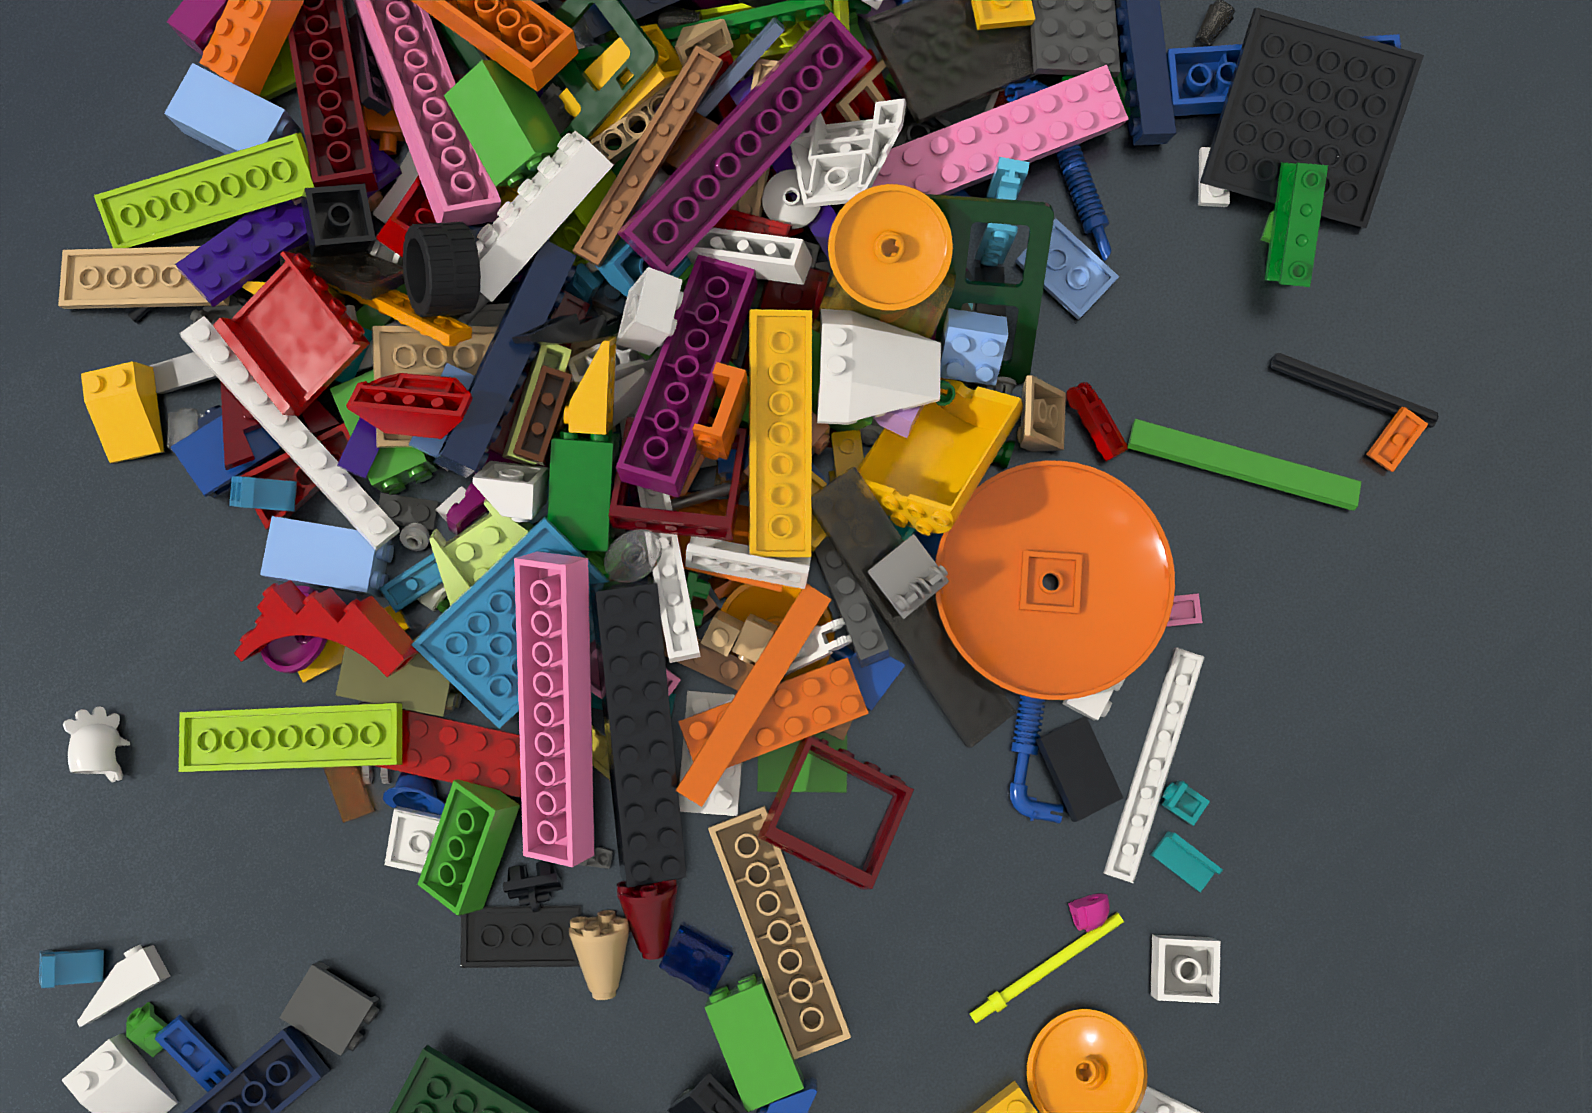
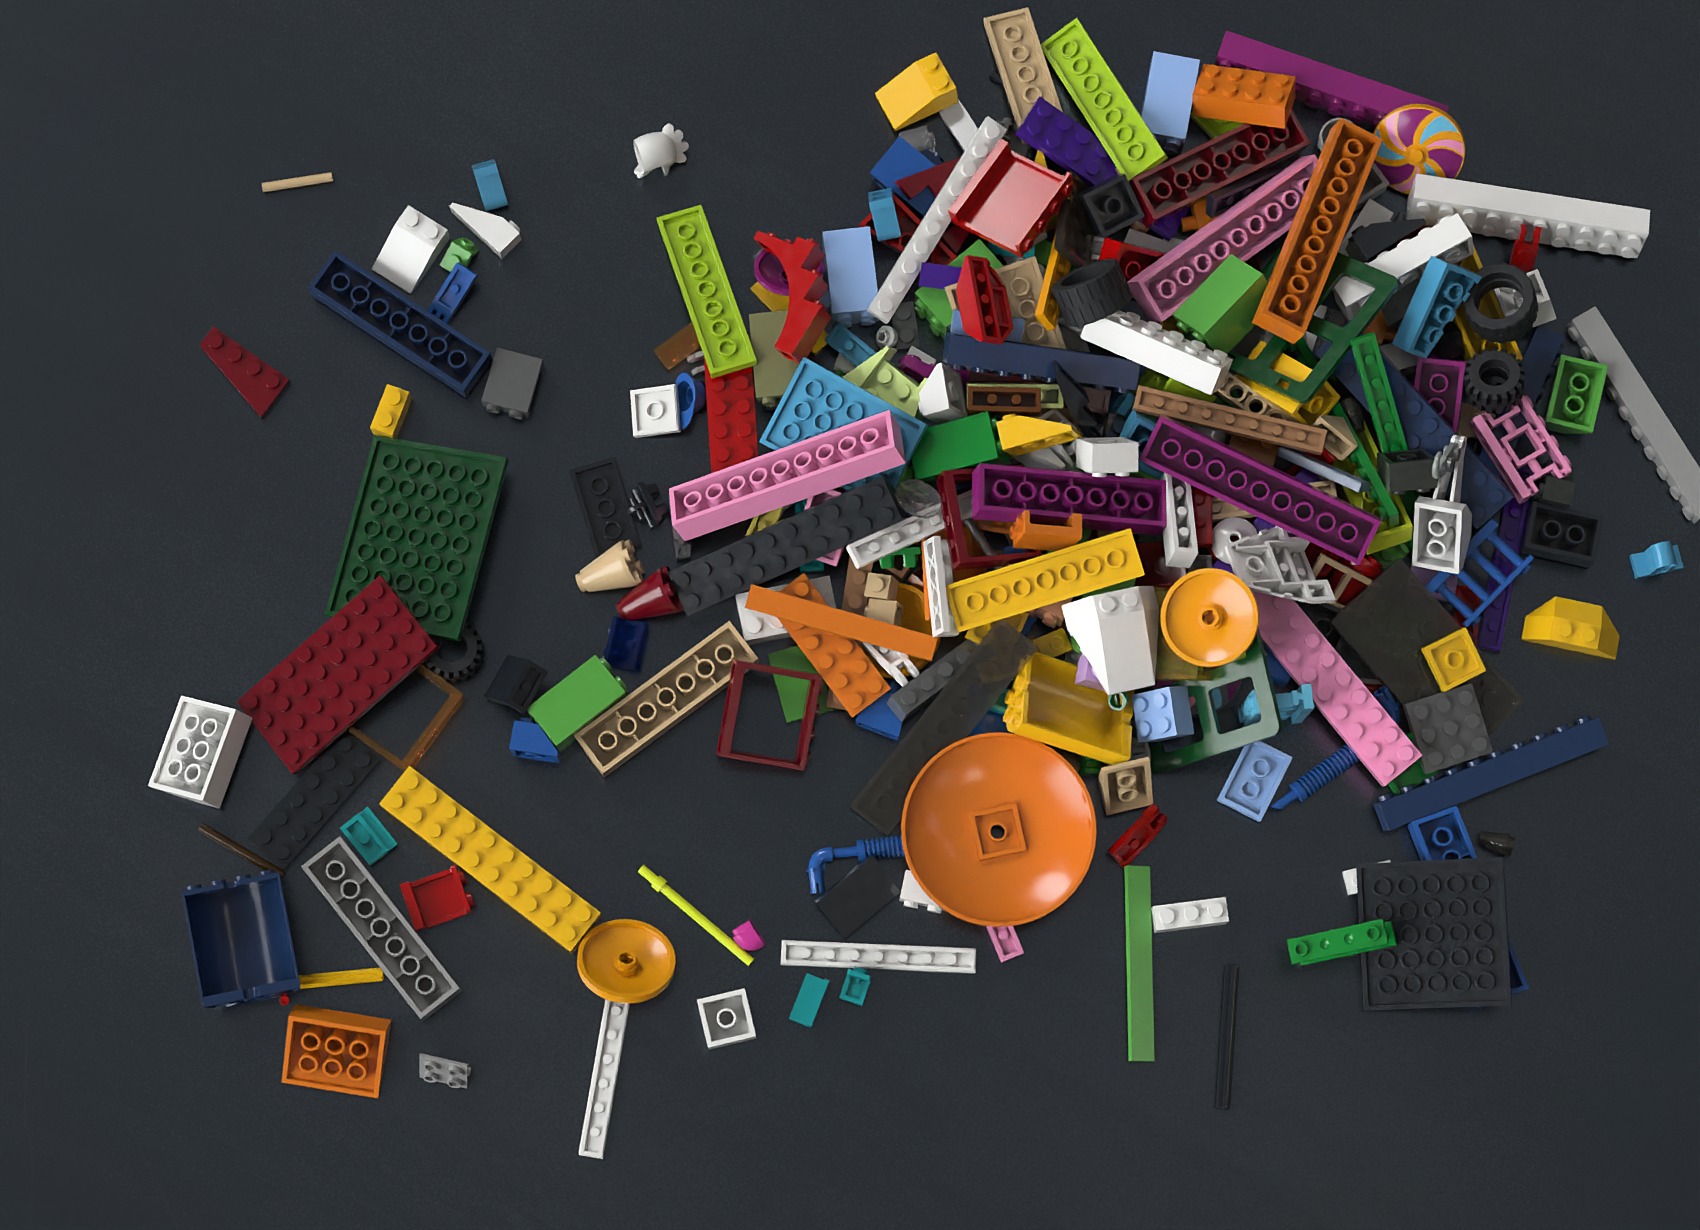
camera: 70 degrees right, 5 degrees down
(468, 846) = (663, 446): bright green slope -> none
(908, 576) = (966, 713): light grey hinge -> none
(1206, 389) = (1189, 915): none -> white brick
(1397, 439) = (1197, 1079): orange plate -> none

